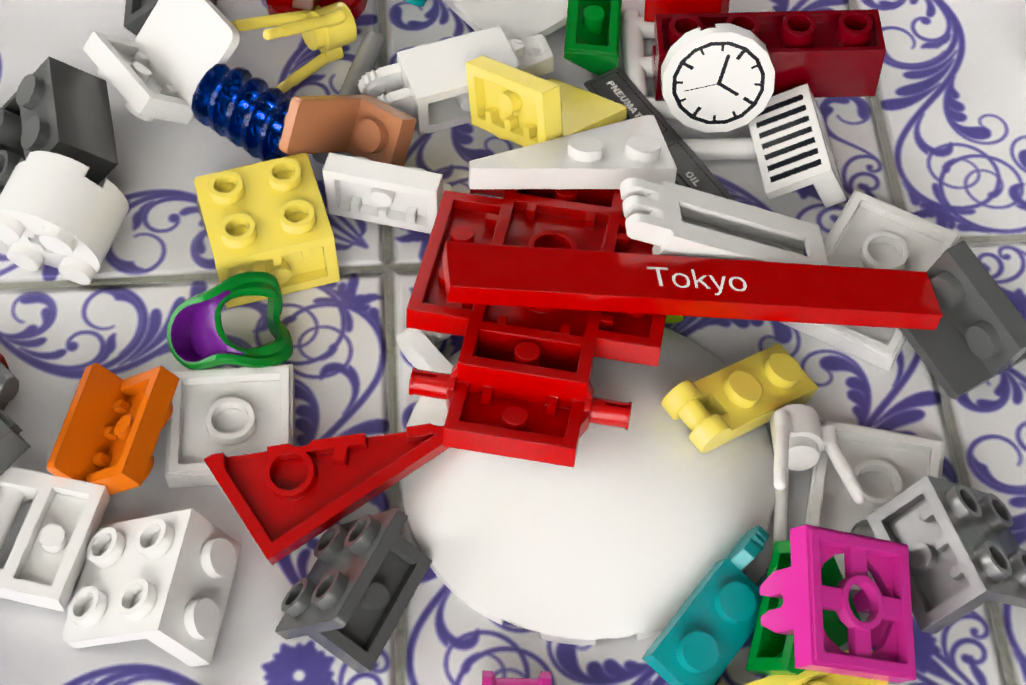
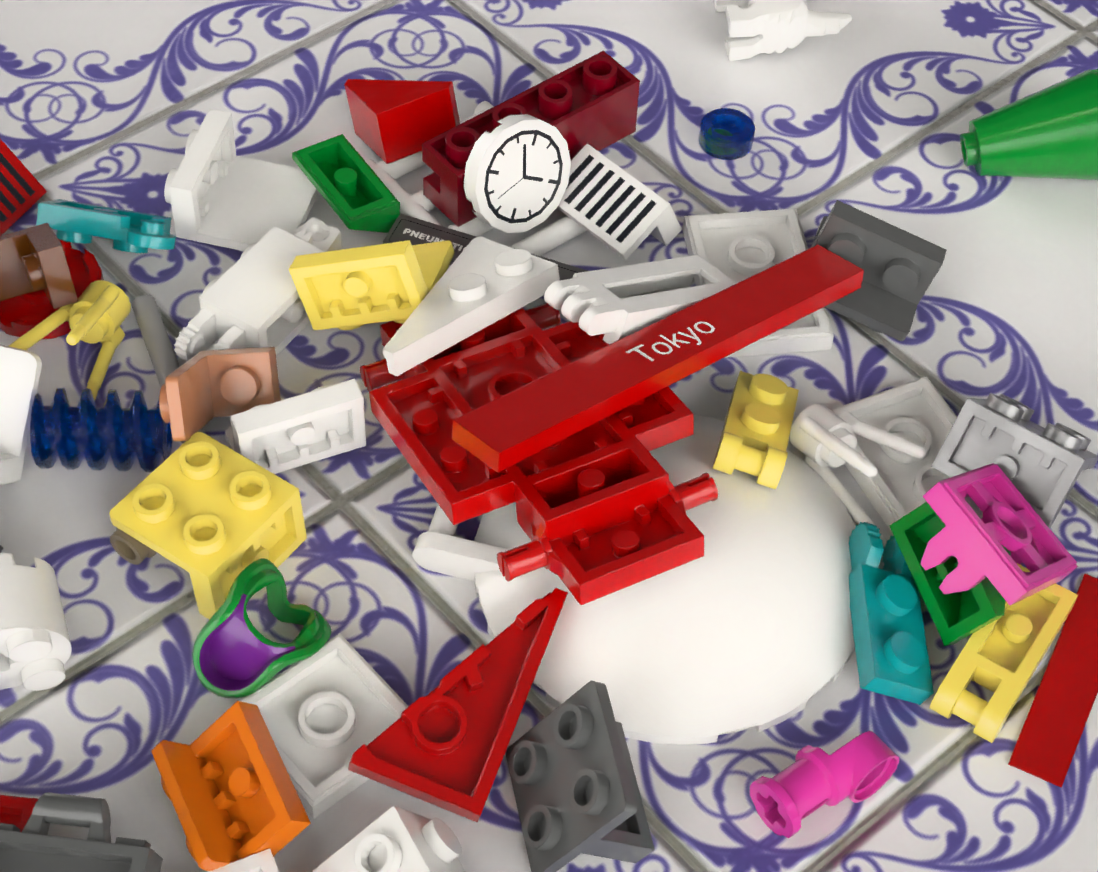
camera: 40 degrees left, 5 degrees down
(962, 139) = (726, 134): none -> clear blue tile

